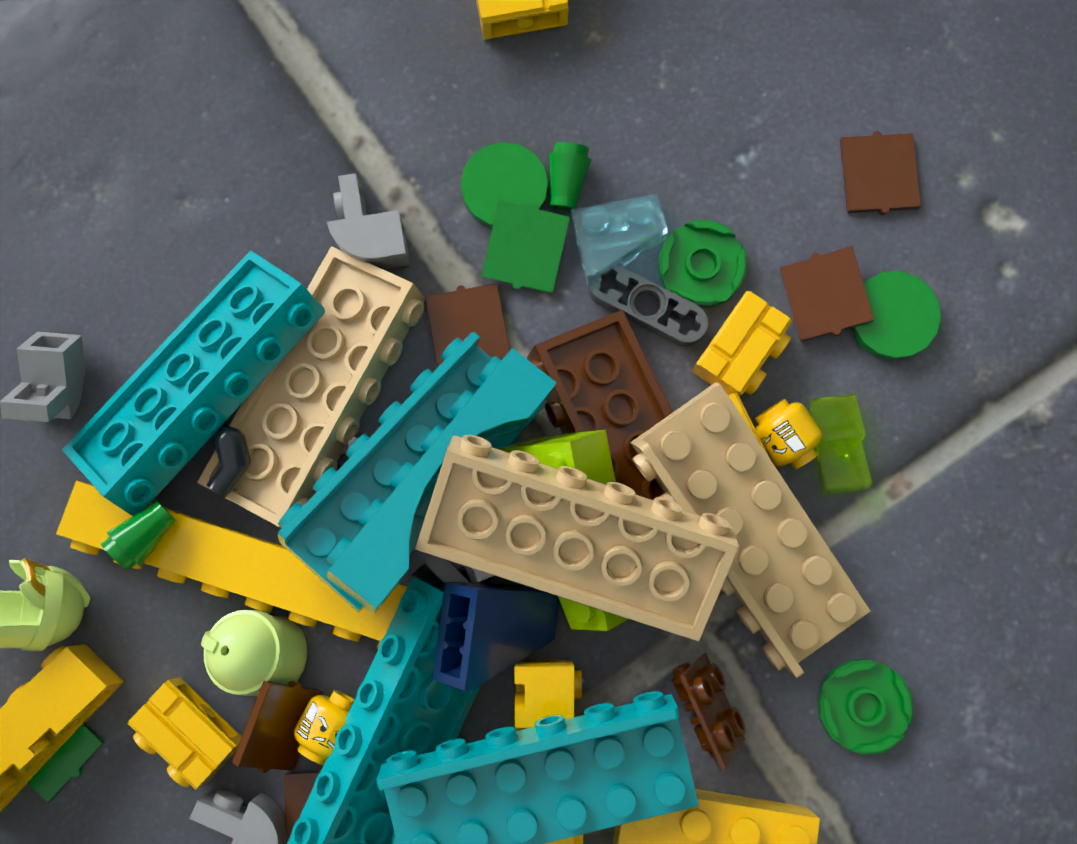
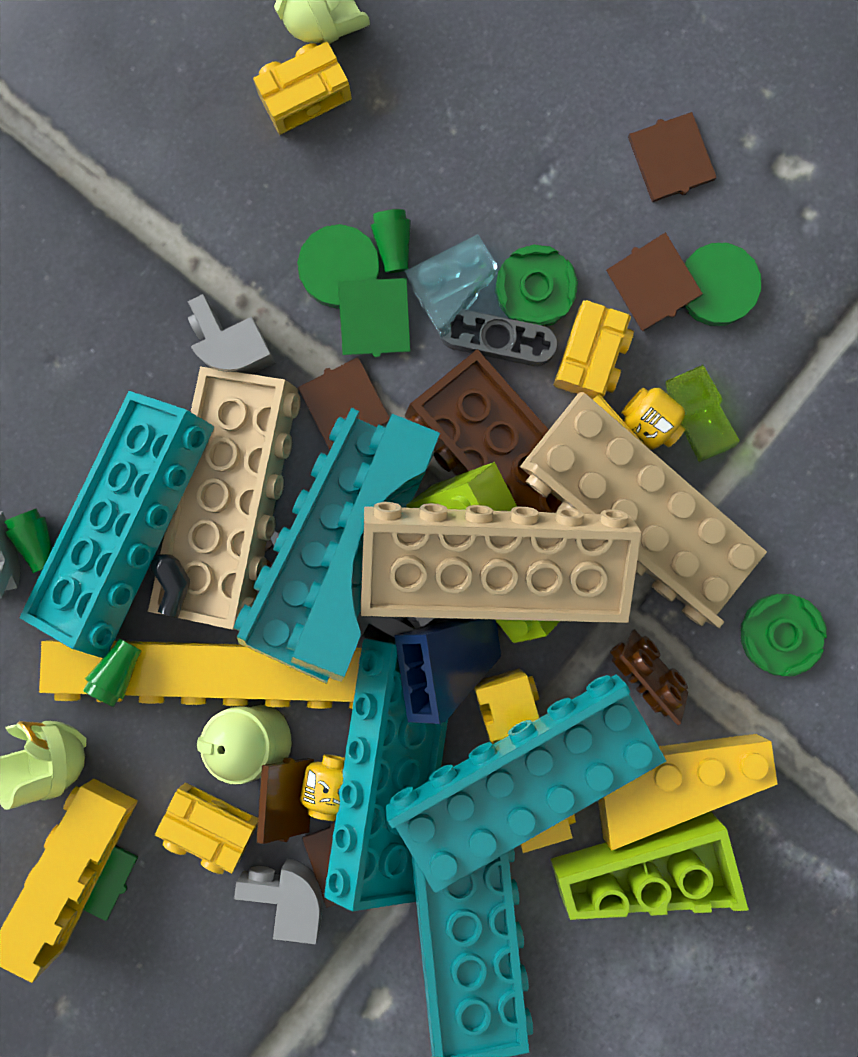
camera: 15 degrees left, 5 degrees up
(101, 370) = (30, 537): none -> green cone

